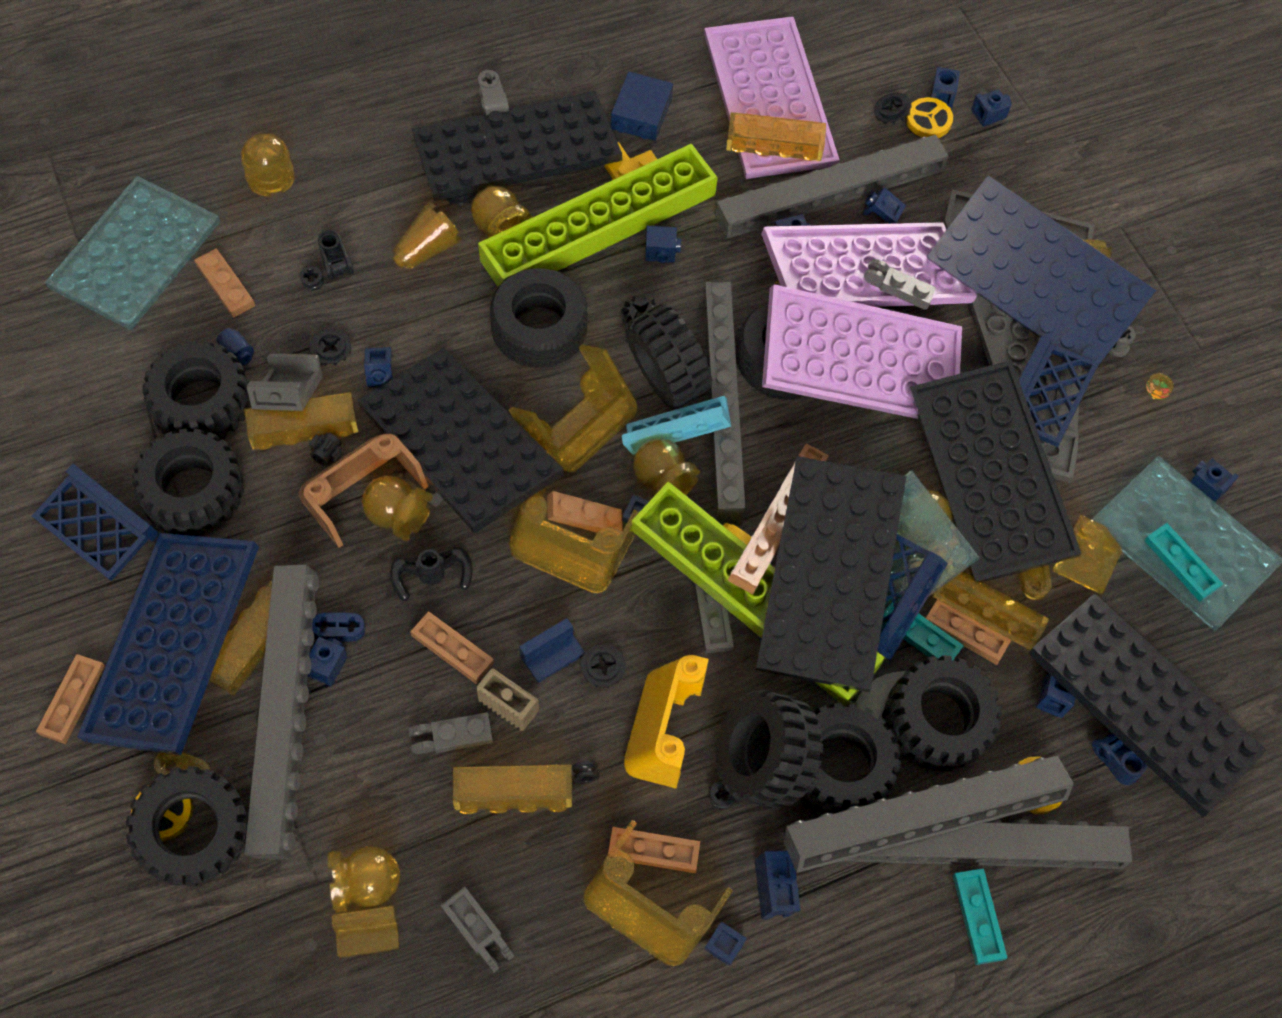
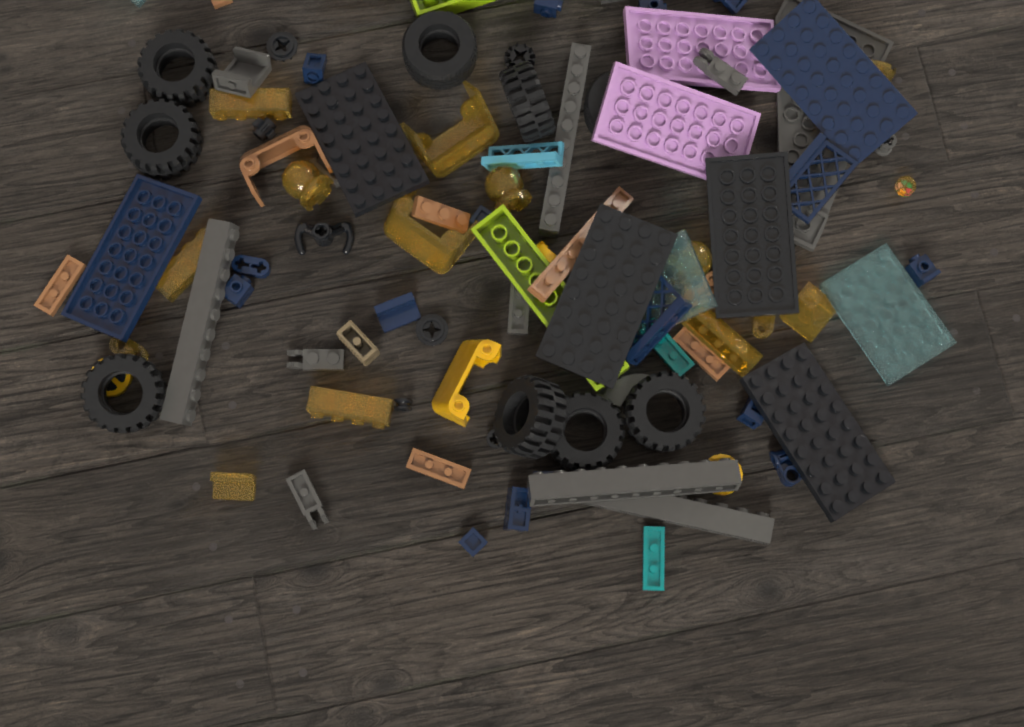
camera: 15 degrees right, 15 degrees up
(105, 501) = (102, 143): dark blue fence -> none
(236, 344) = (211, 35): dark blue brick -> none
(365, 877) = (237, 450): clear yellow tile -> none
(452, 647) = (328, 296): medium nougat plate -> none
(640, 918) = (424, 524): clear yellow windscreen -> none
(1183, 562) = (876, 331): teal plate -> none

